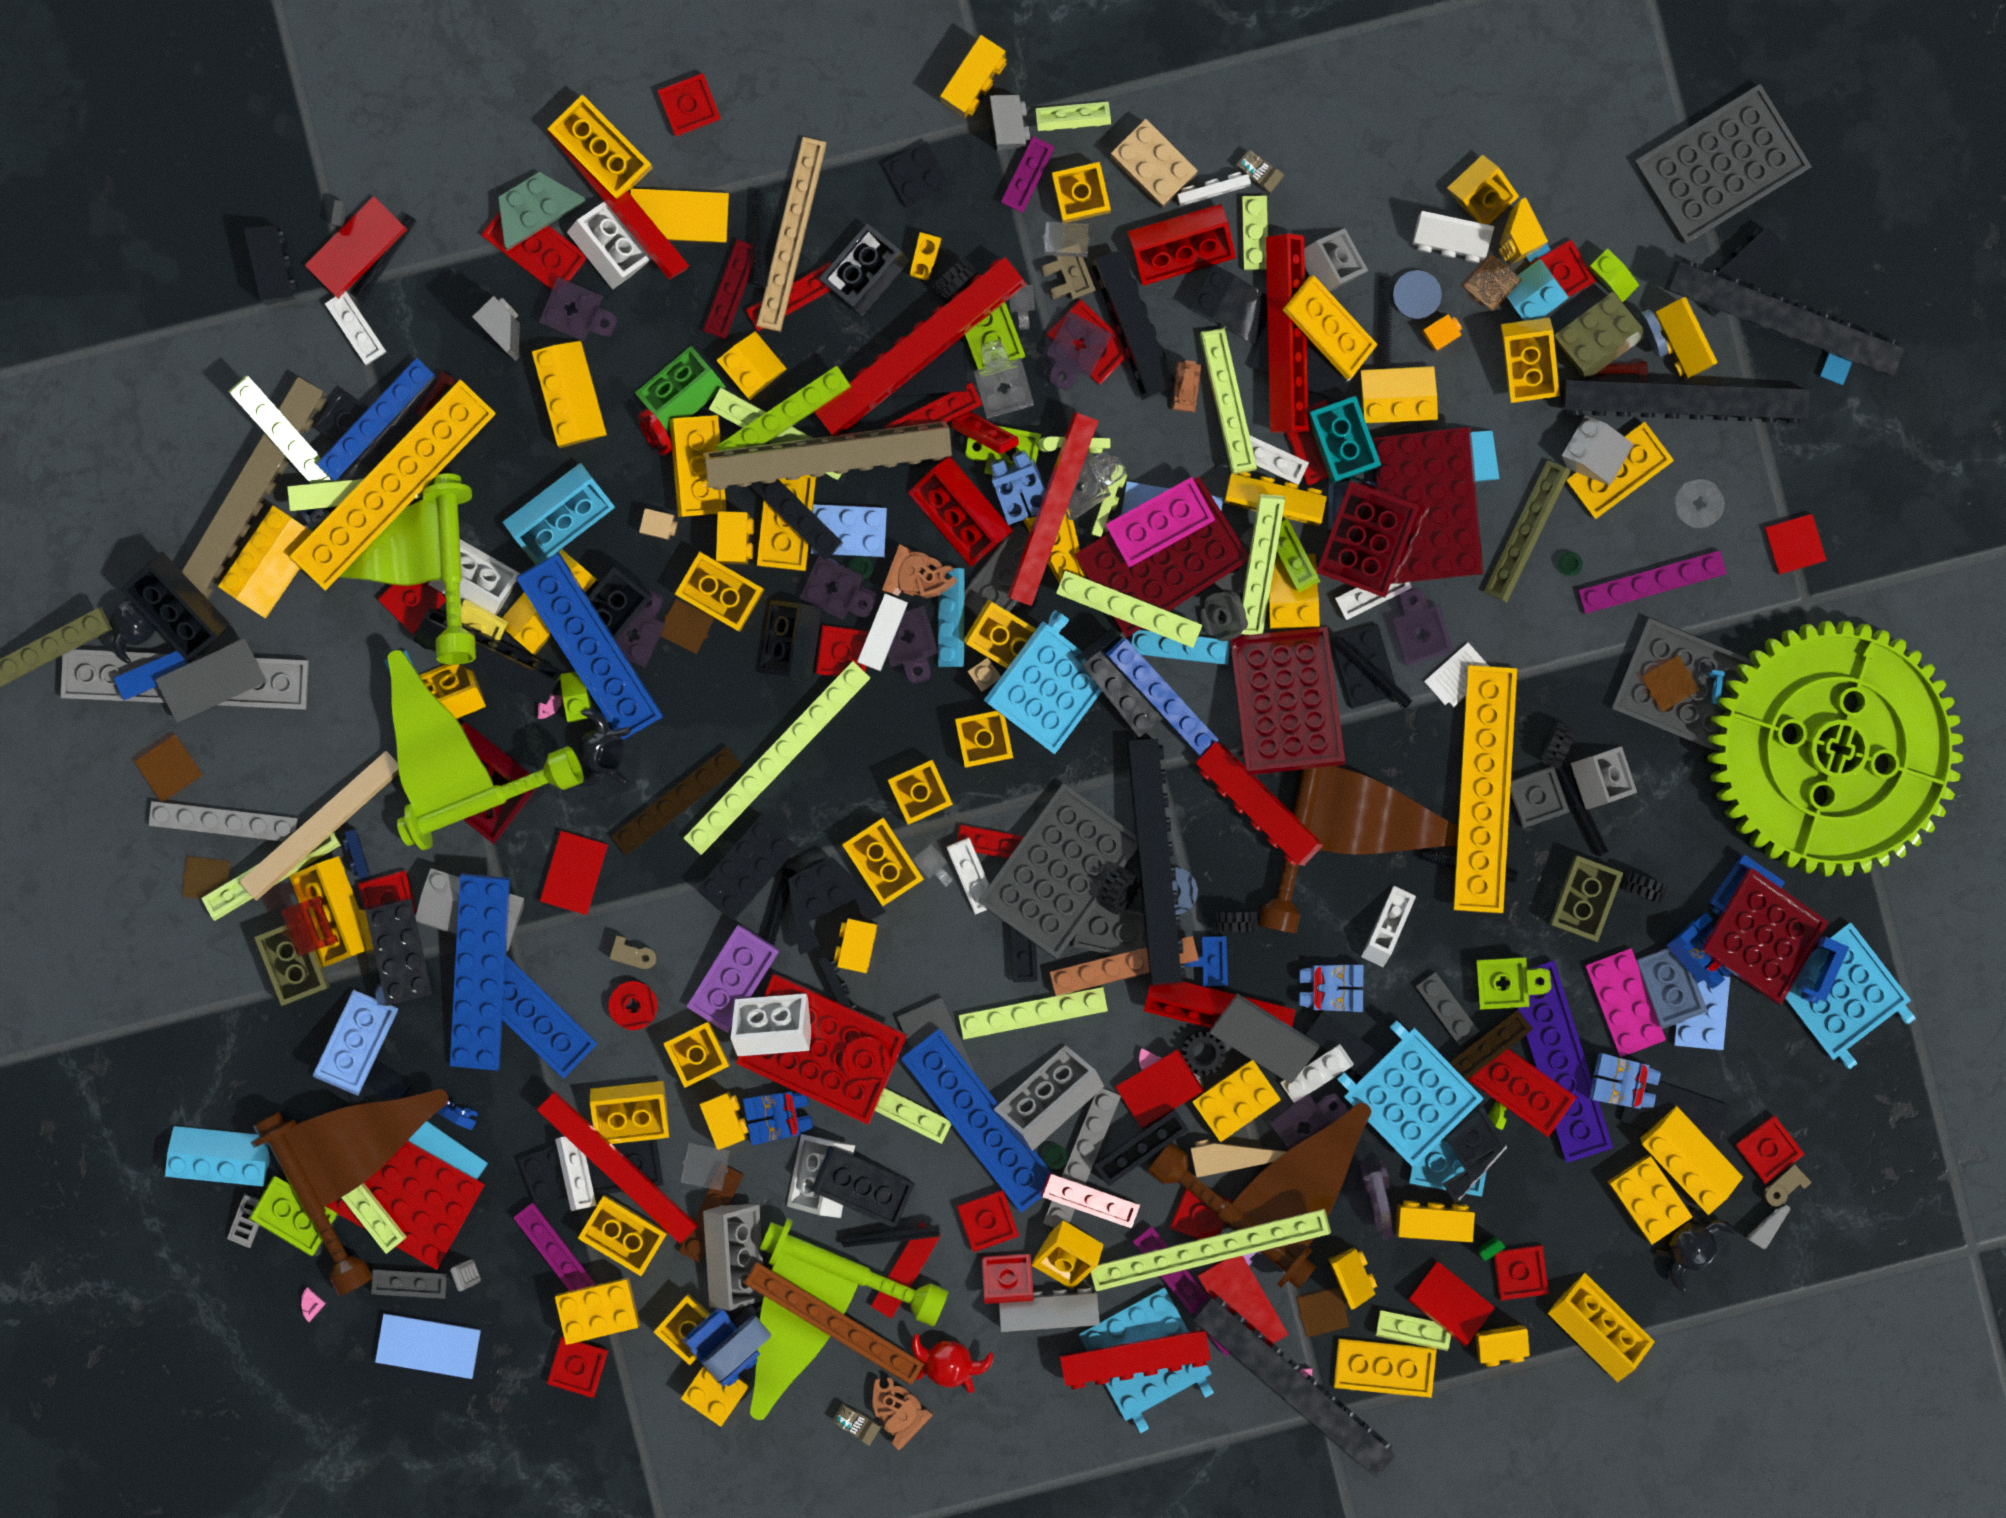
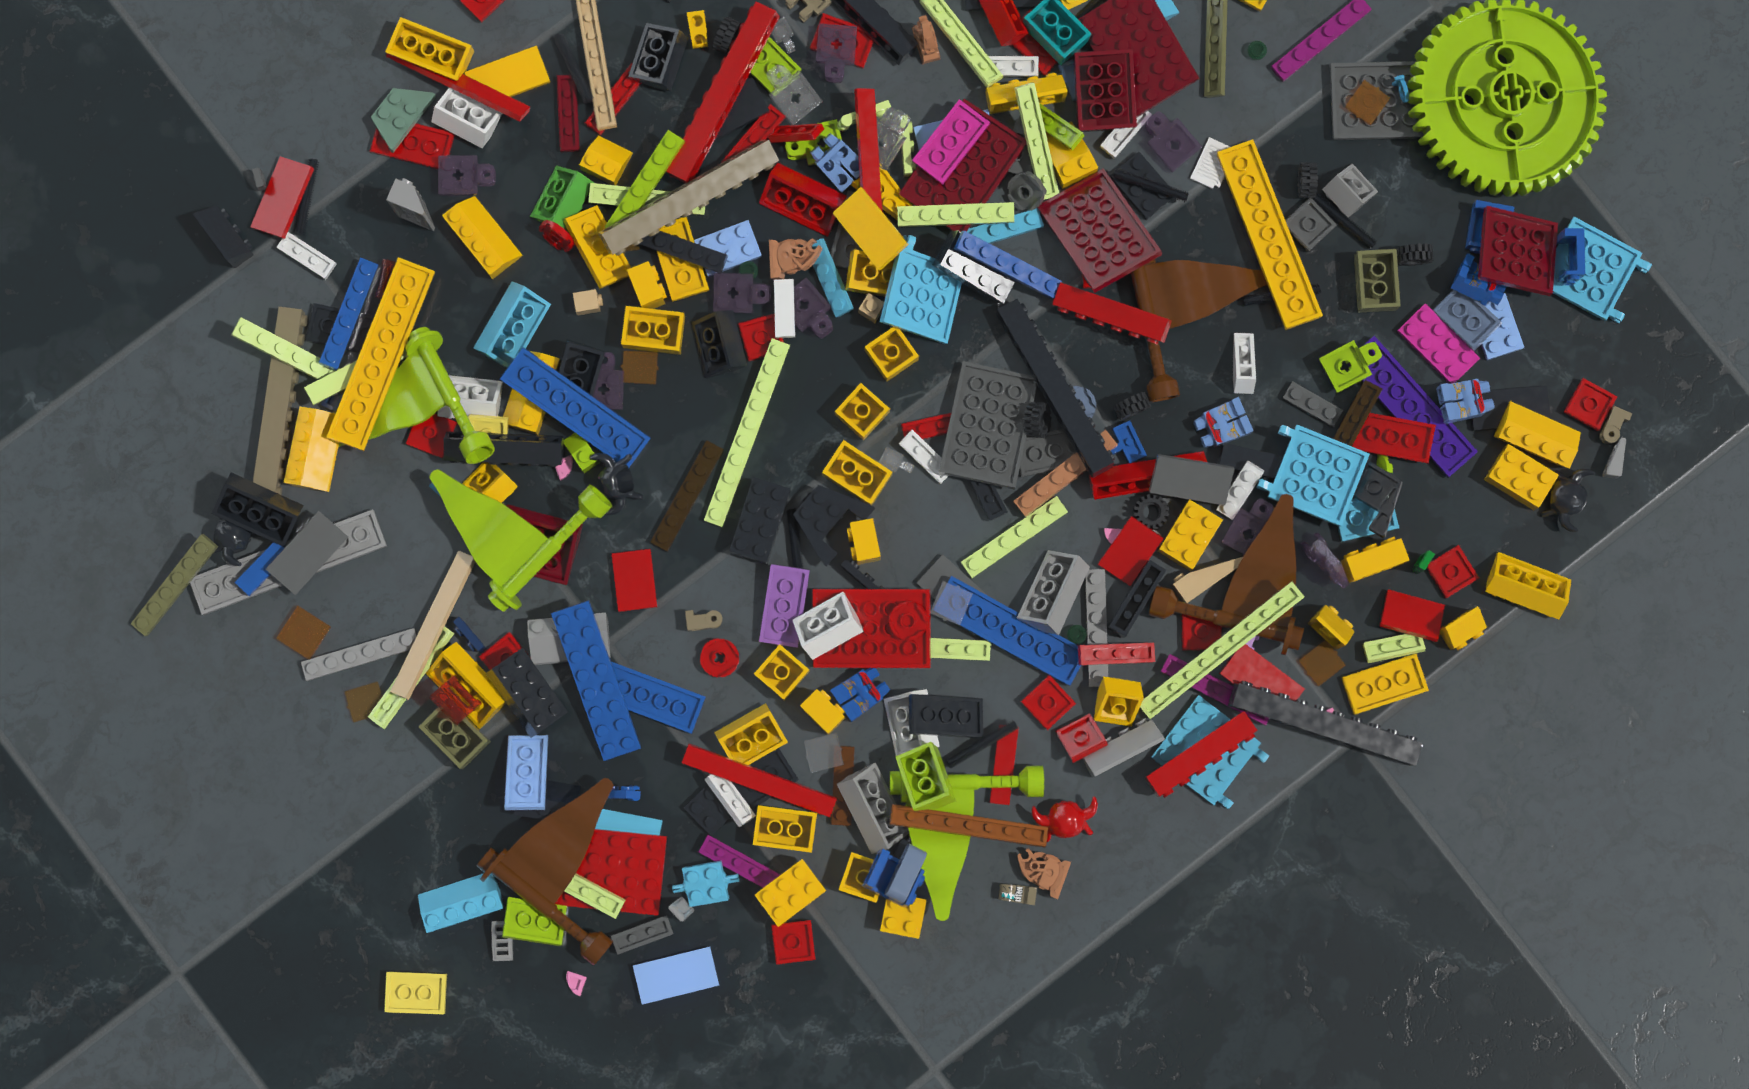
camera: 25 degrees left, 5 degrees down
(124, 1237) = (415, 993): none -> light yellow plate
(506, 1257) = (705, 883): none -> medium azure plate
(806, 1249) = (925, 777): none -> lime slope
(925, 1060) = (951, 603): none -> clear piece
(1020, 586) = (870, 228): none -> yellow tile

